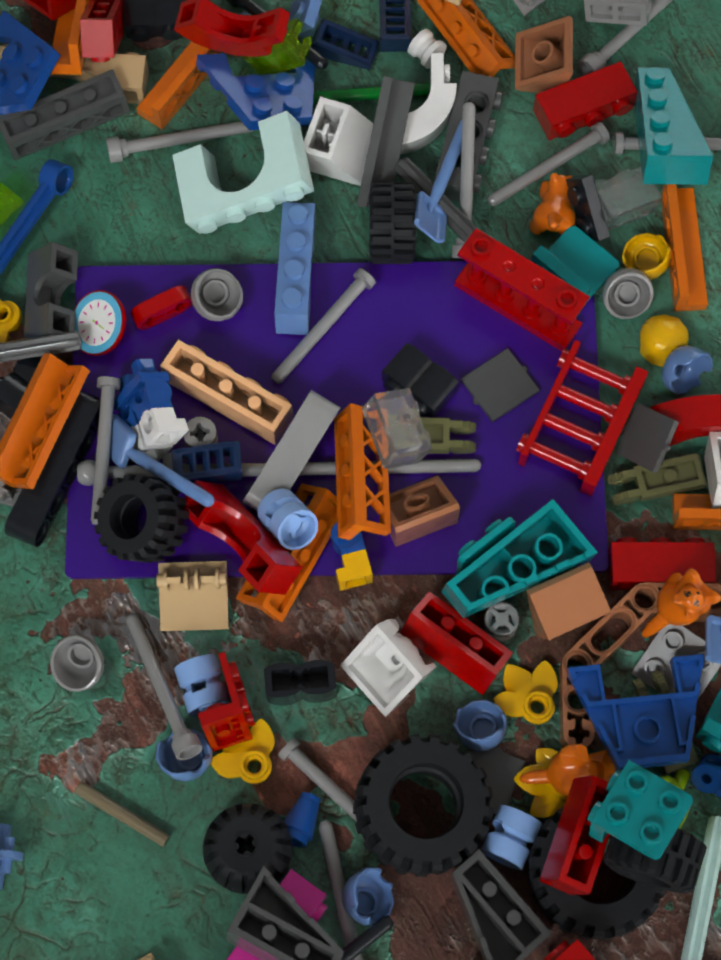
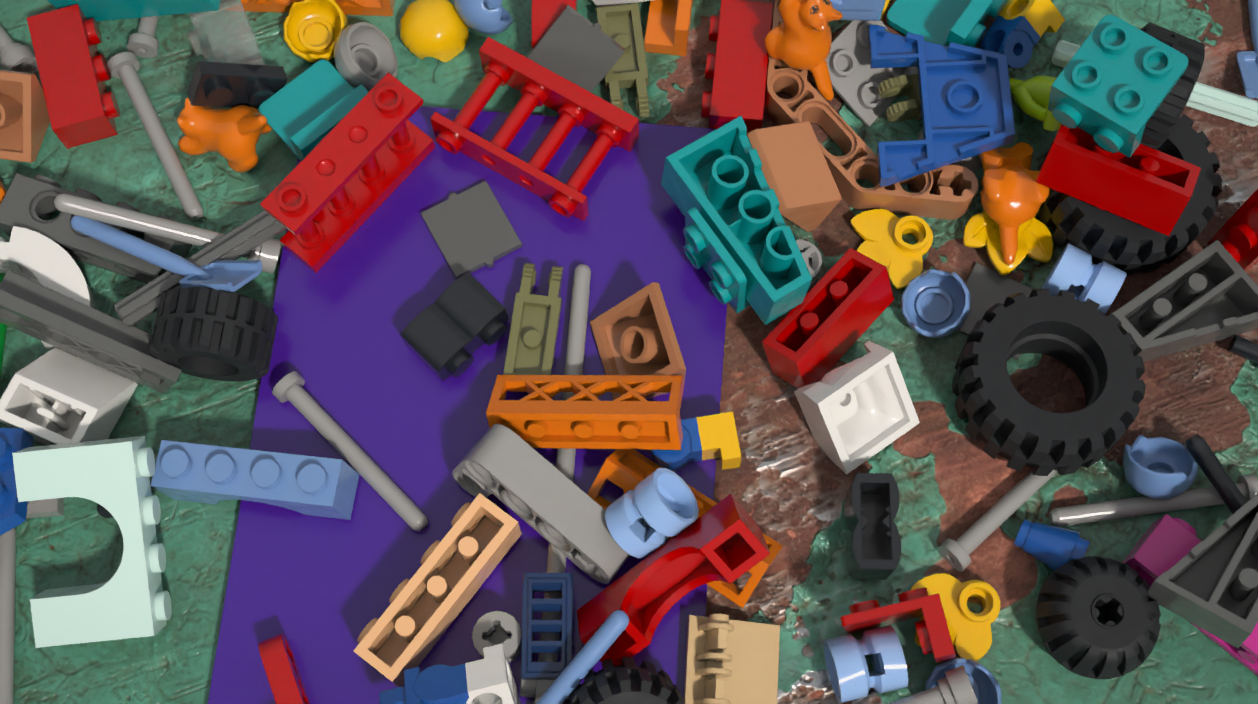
camera: 85 degrees left, 0 degrees up
(216, 295) = (282, 595): light grey piece -> none
(397, 428) = (532, 354): clear brick -> none

